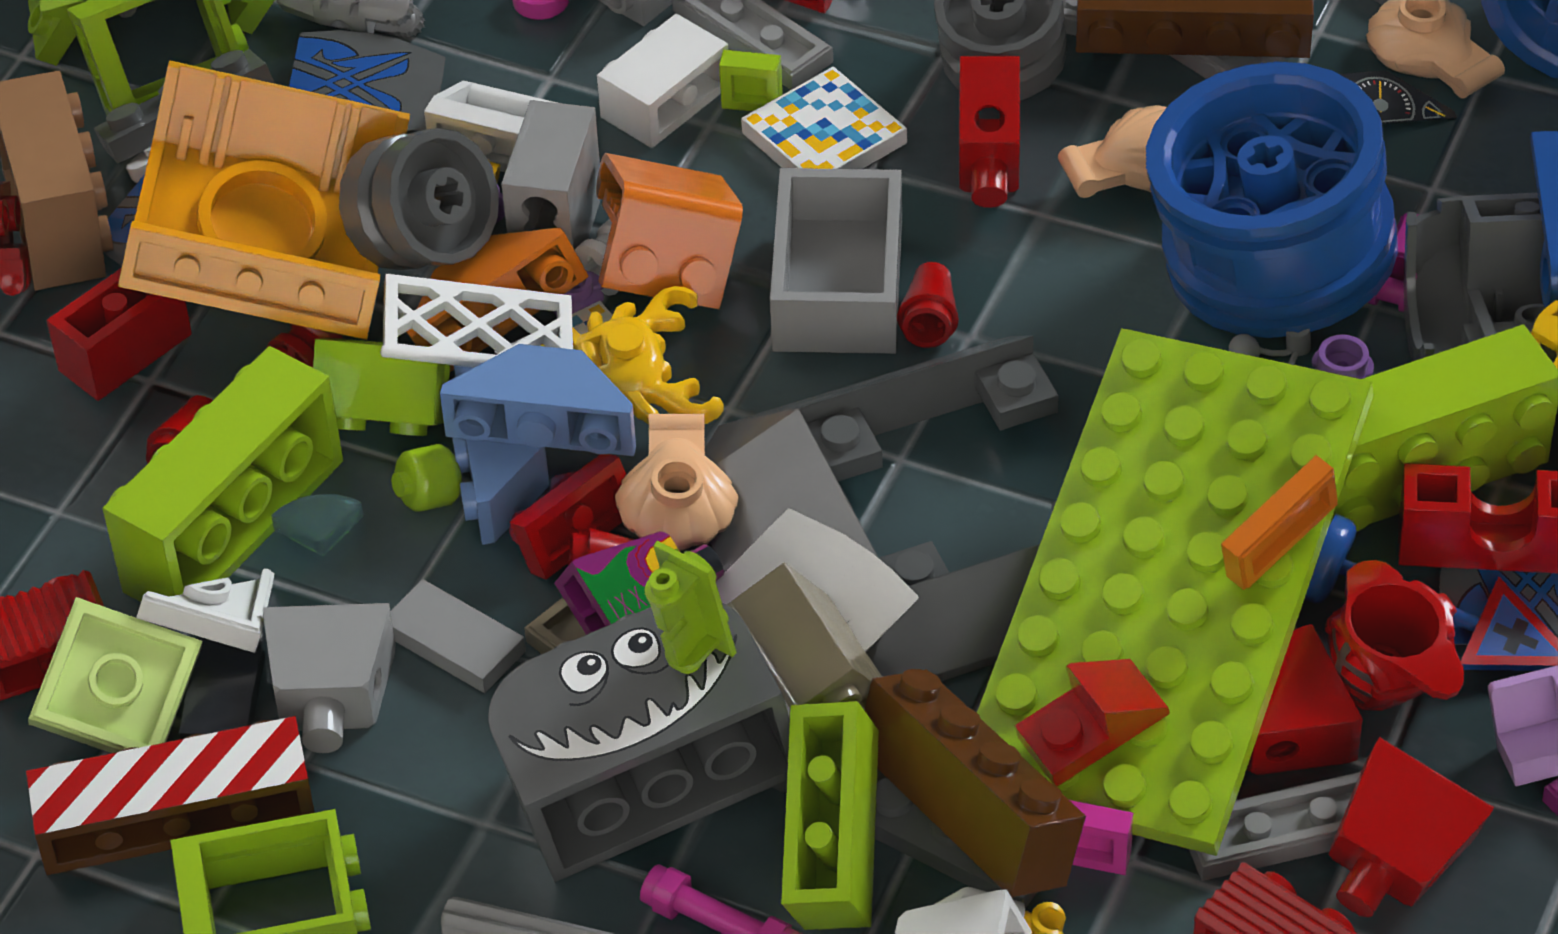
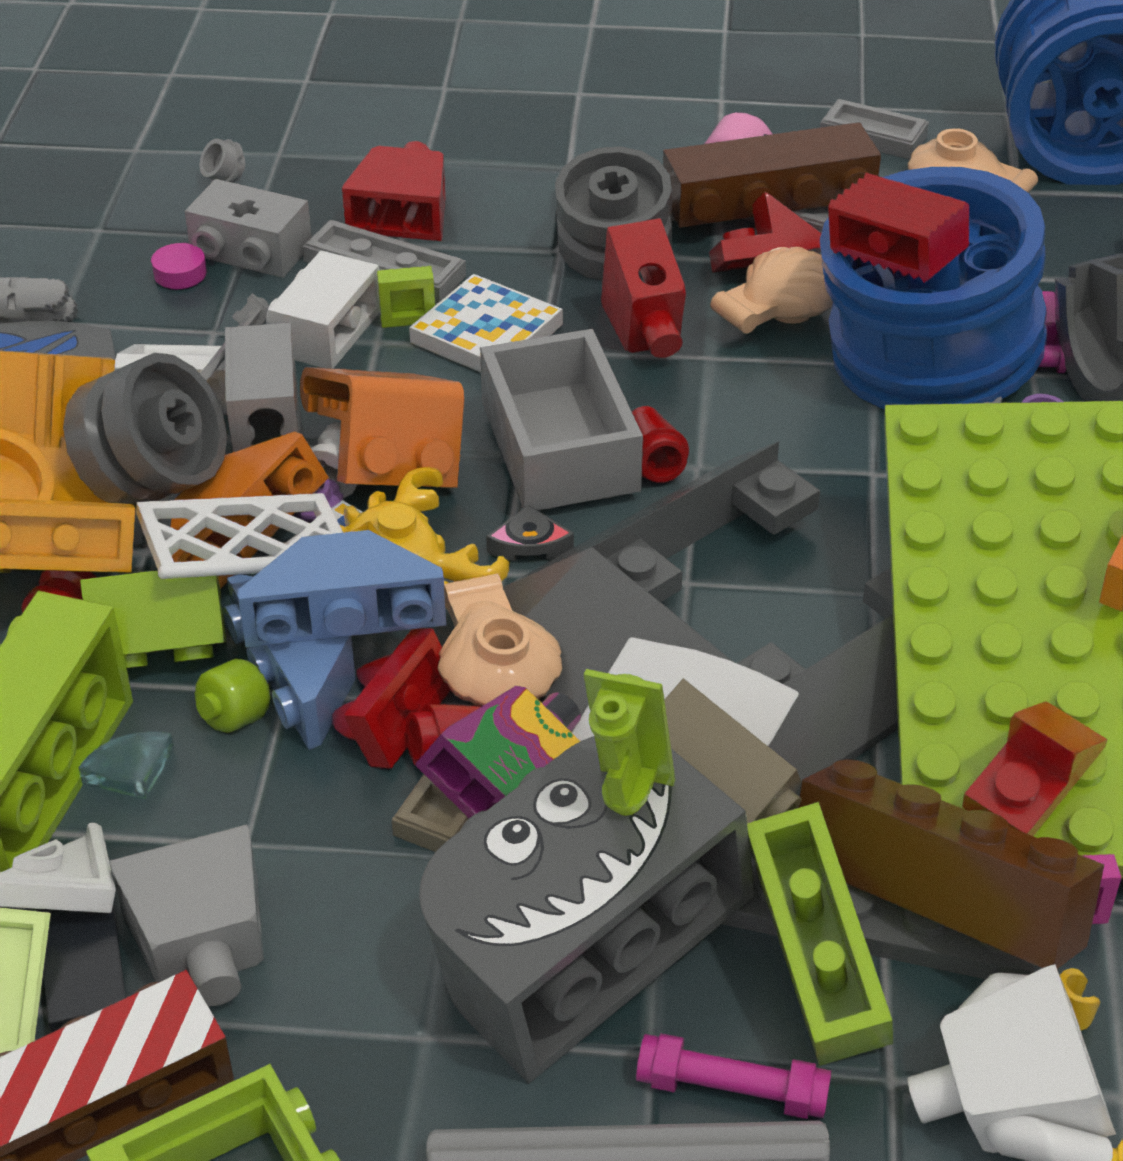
camera: 20 degrees left, 5 degrees down
(455, 636) = (321, 846): light grey tile -> none
(584, 75) = (251, 314): none -> light grey sword
(765, 377) = (529, 535): none -> dark grey tile
(1129, 92) = (775, 228): none -> red slope
(1222, 133) = (898, 226): none -> red brick

